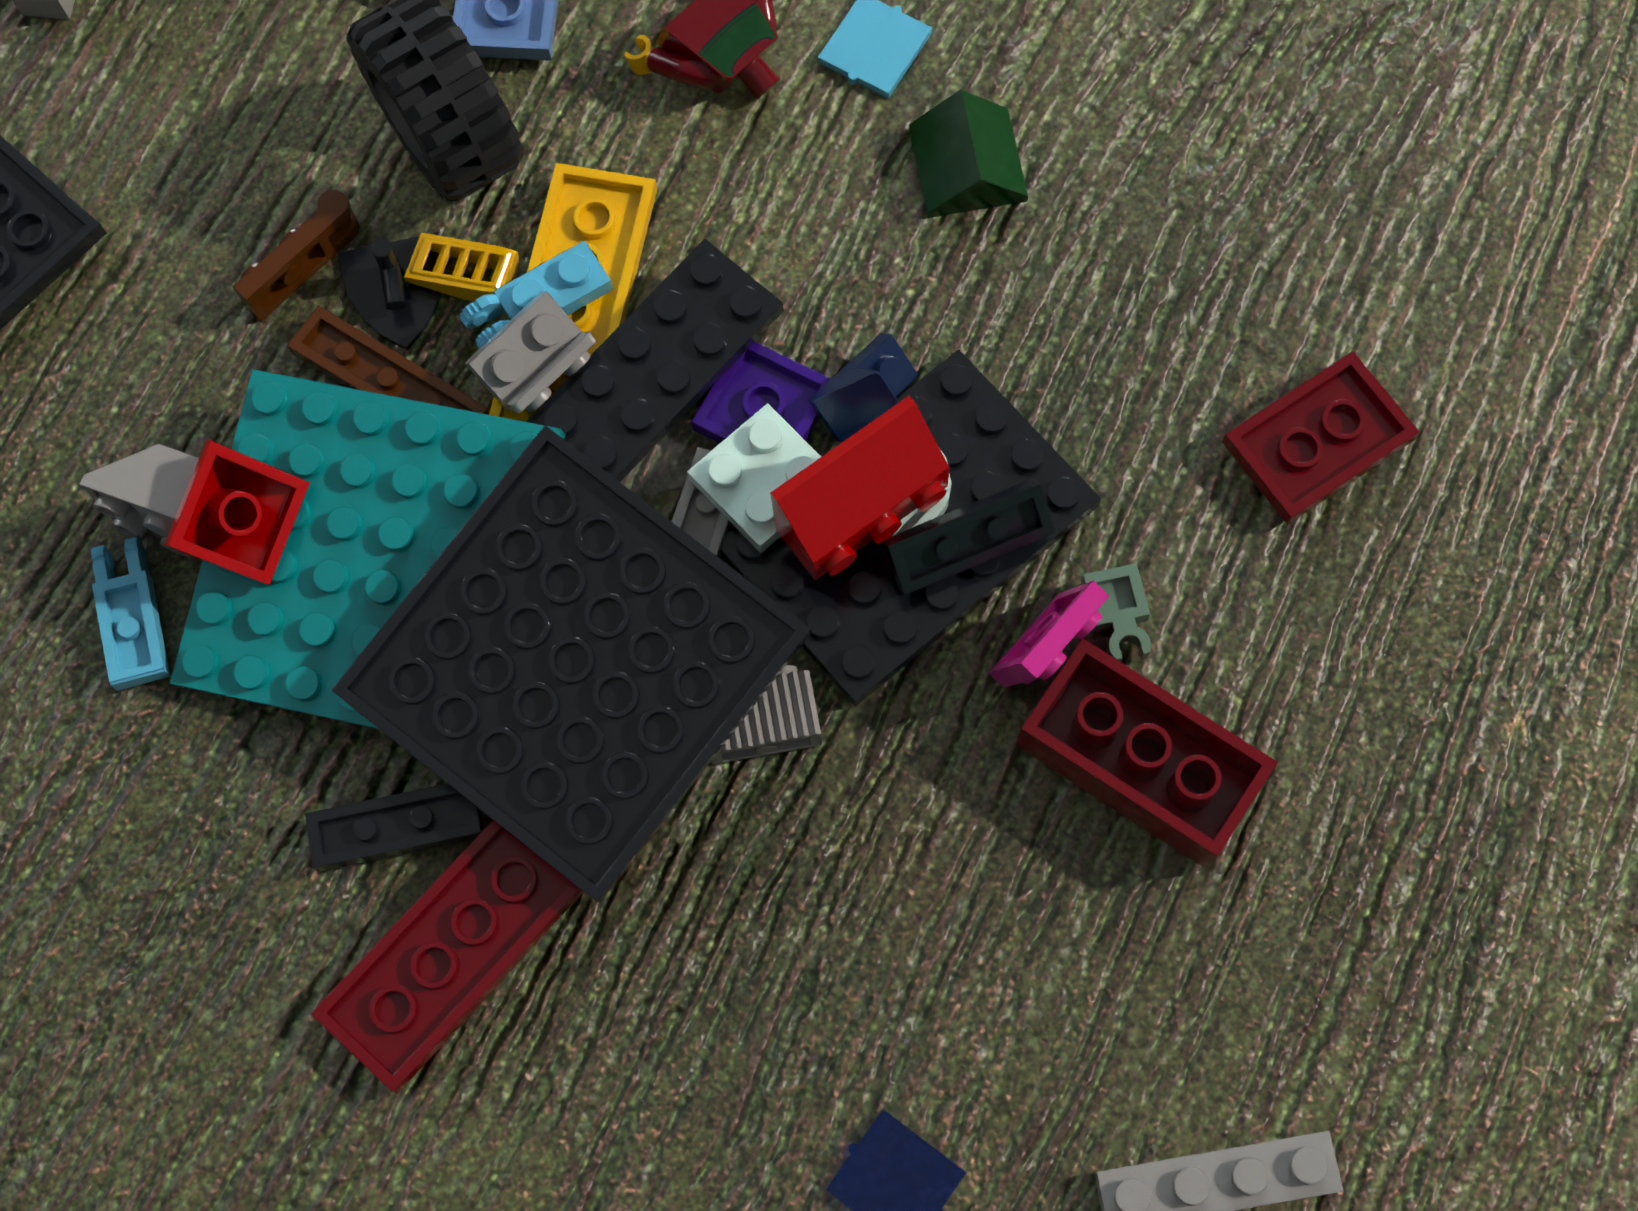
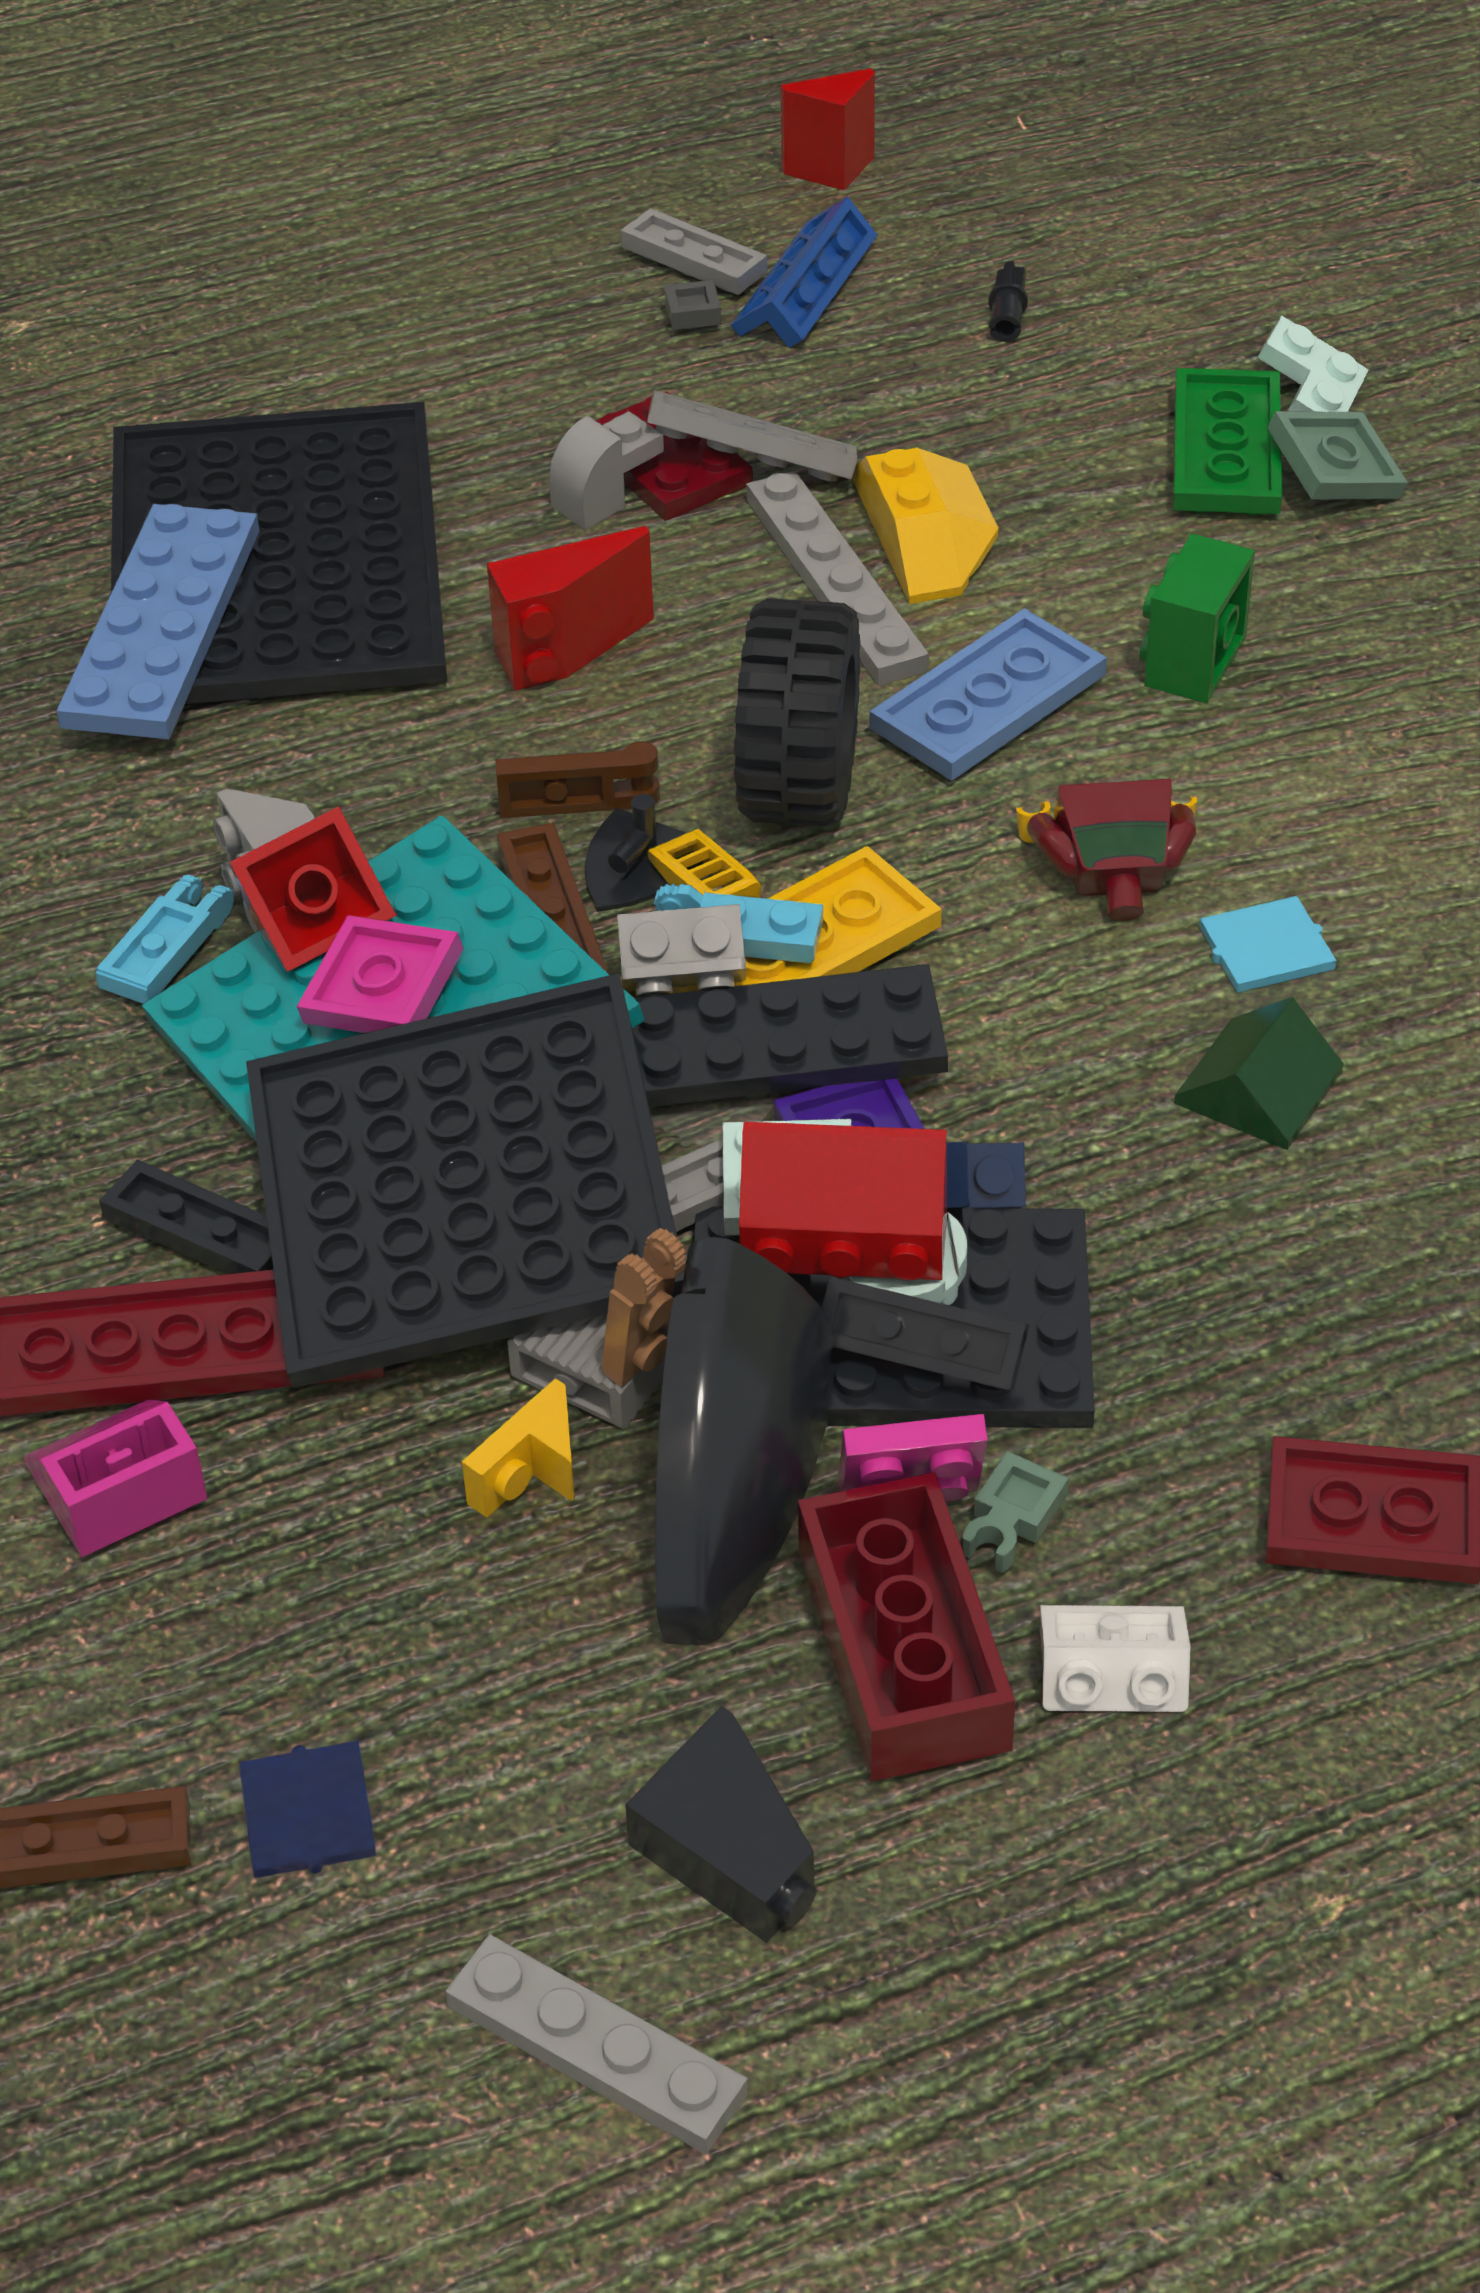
camera: 40 degrees right, 25 degrees down
(147, 111) = (569, 604): none -> red slope
(356, 546) = (379, 975): none -> dark pink plate
(539, 1060) = (119, 1475): none -> dark pink slope
(793, 804) = (525, 1446): none -> yellow slope
(820, 678) = (641, 1307): none -> medium nougat hinge
(937, 712) = (734, 1433): none -> black panel
(1168, 979) = (725, 1830): none -> black slope
(1268, 663) = (1115, 1658): none -> white bracket

